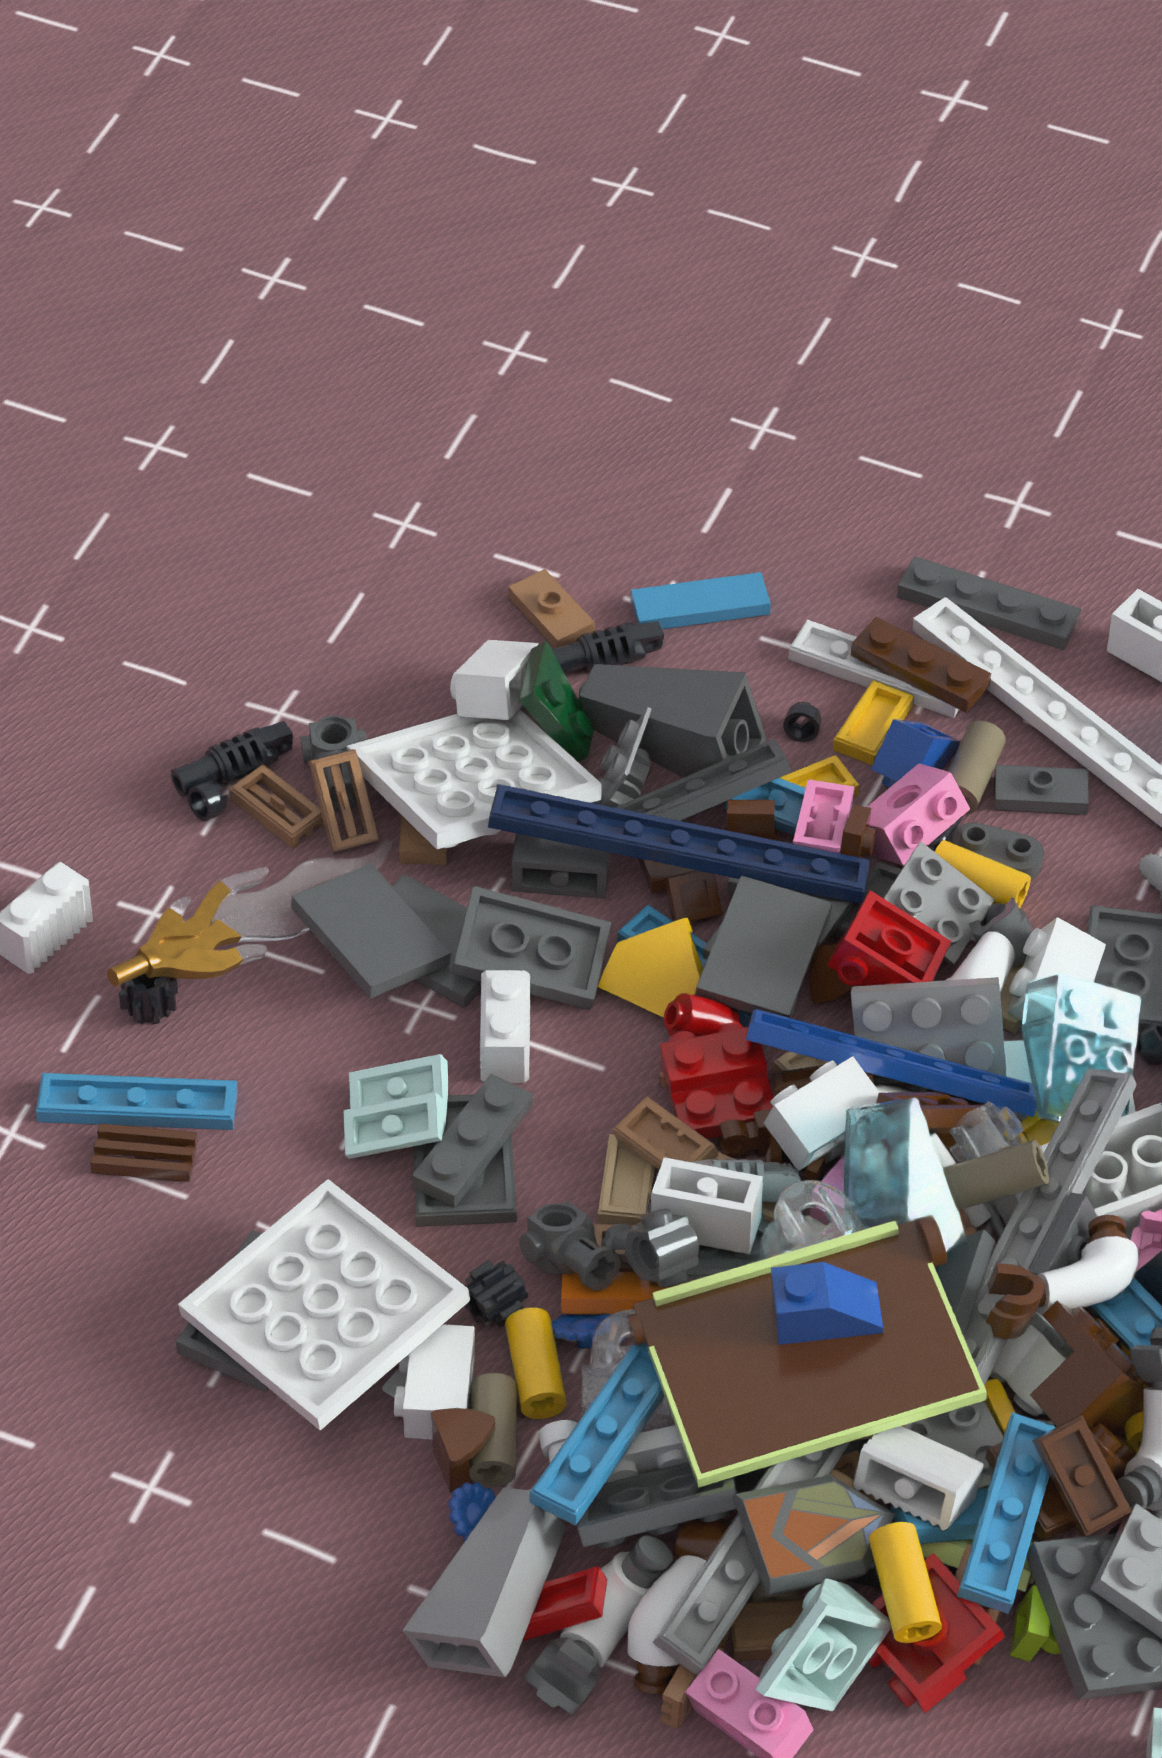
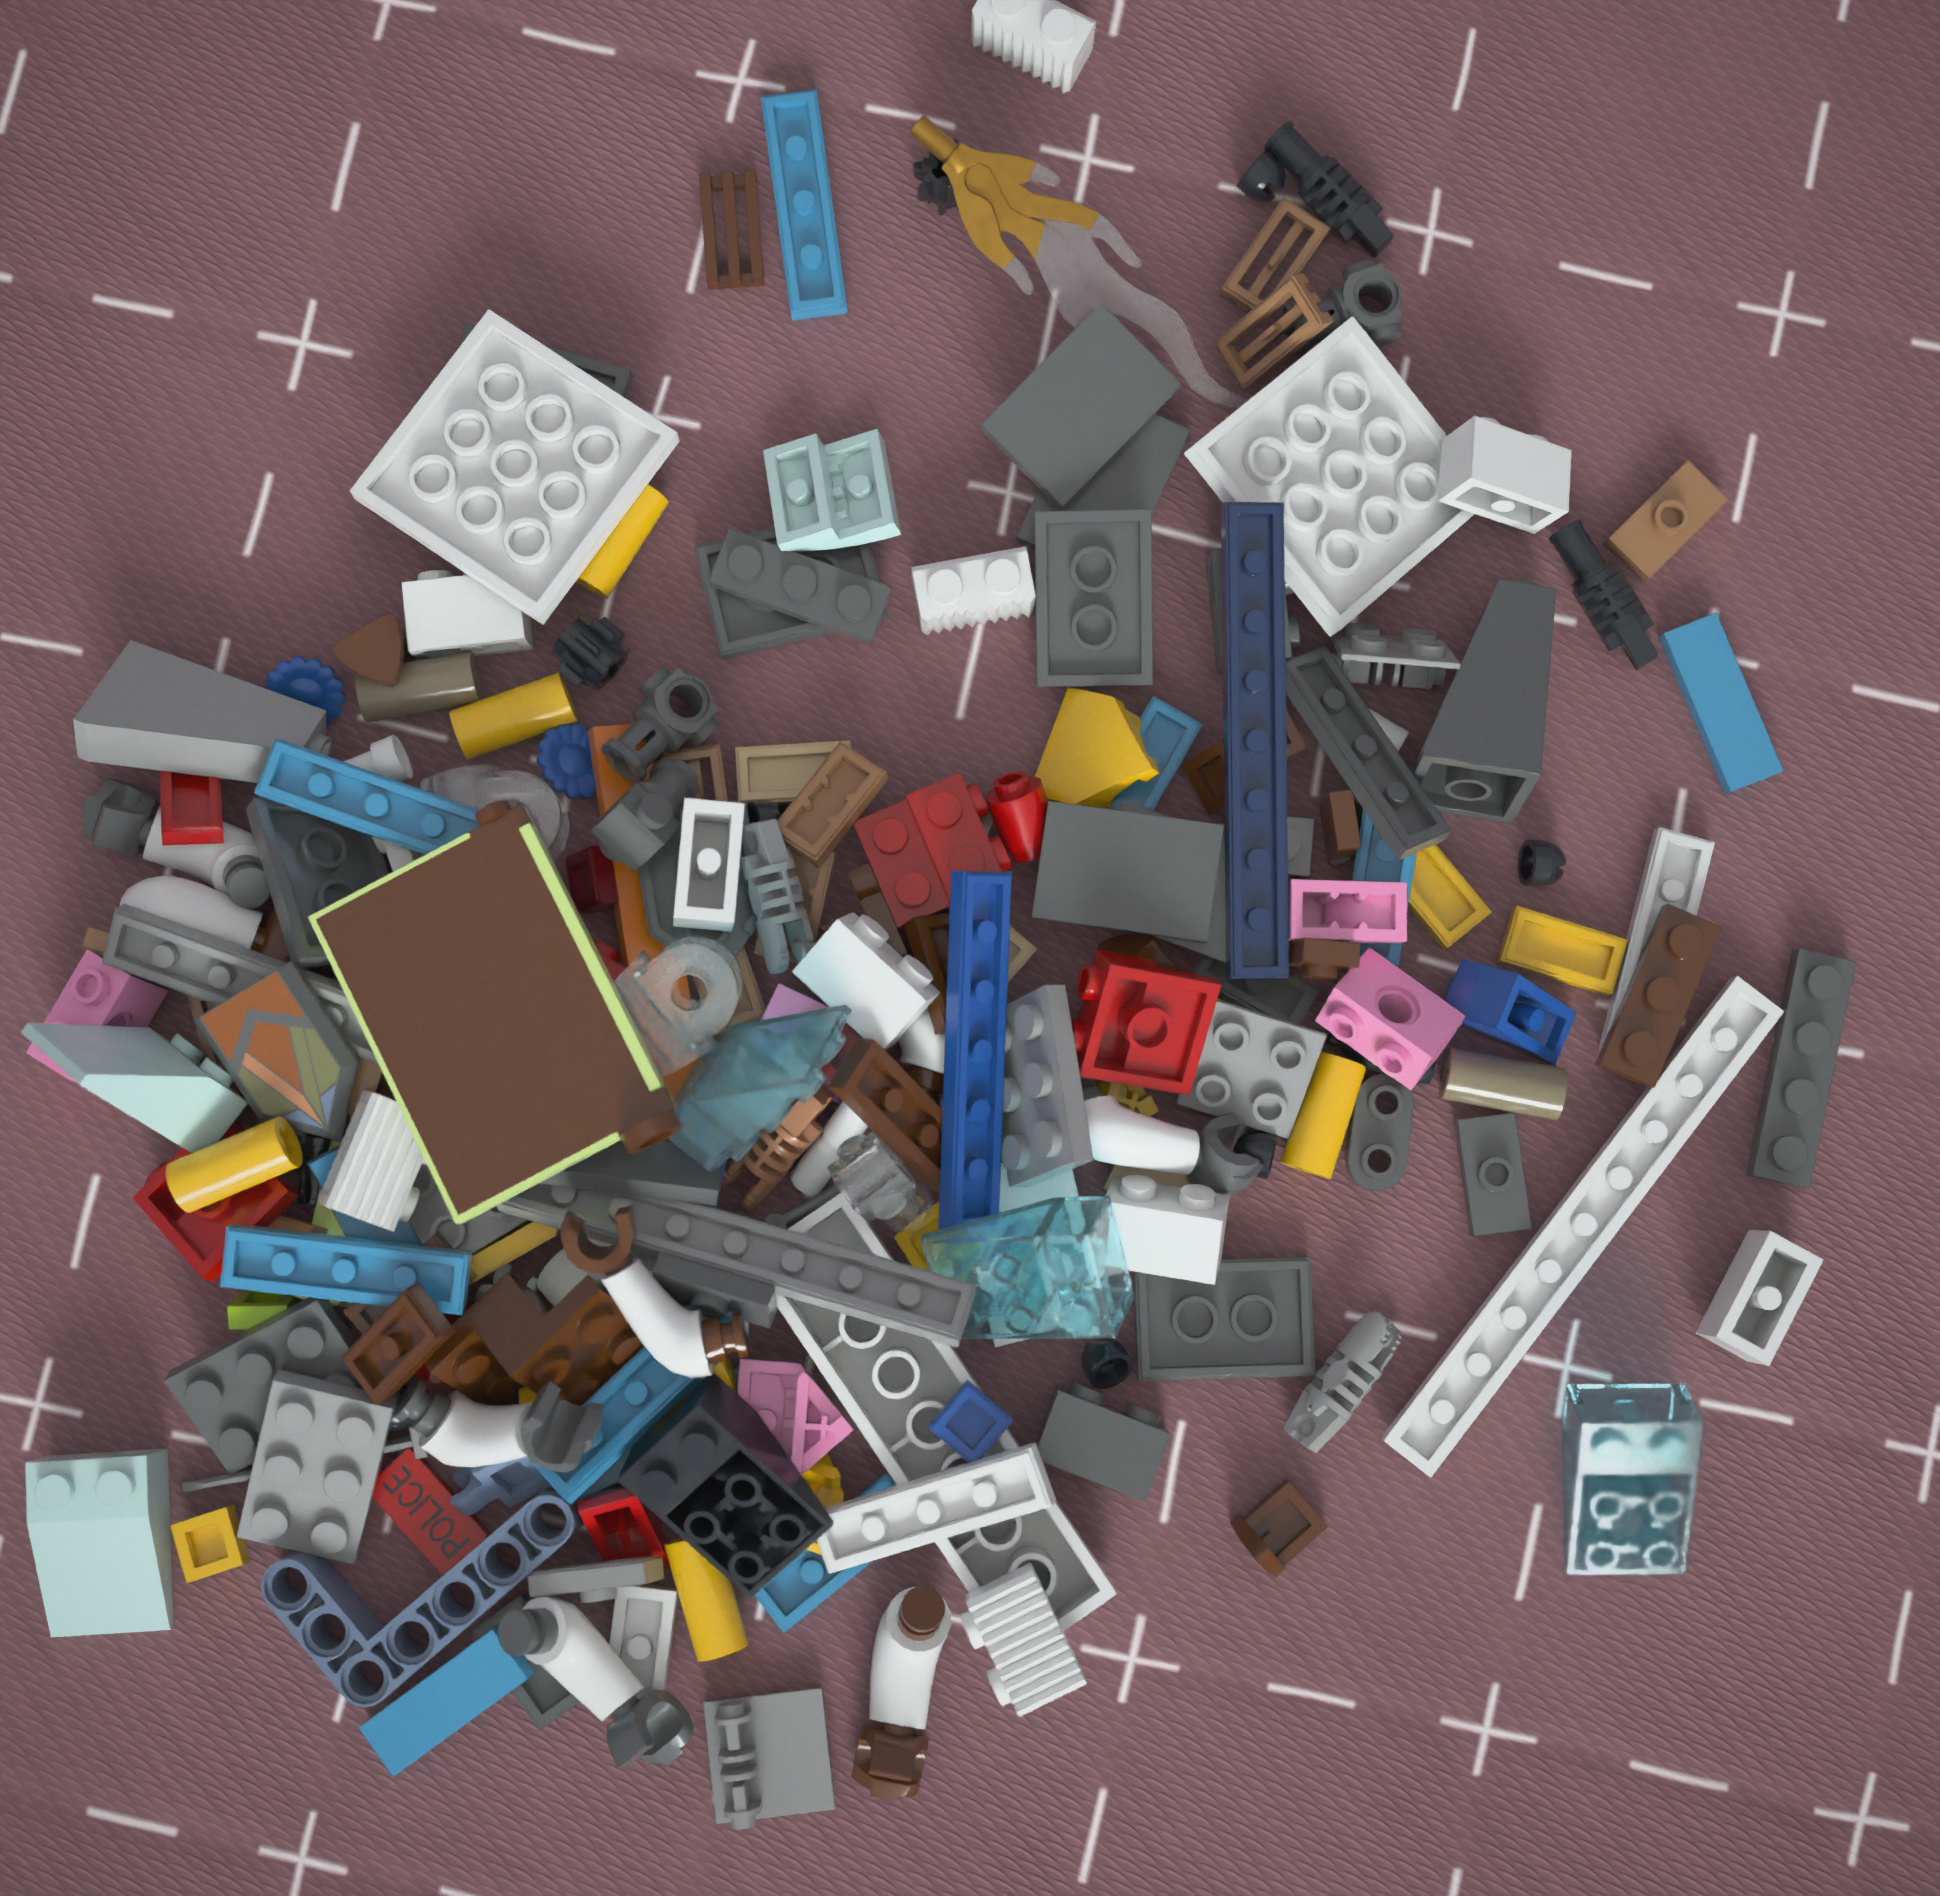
camera: 75 degrees right, 35 degrees up
(554, 704) = (1477, 548): dark green wing -> none
(823, 1303) = (522, 1020): blue slope -> none
(997, 1174) = (794, 1192): dark tan piece -> none

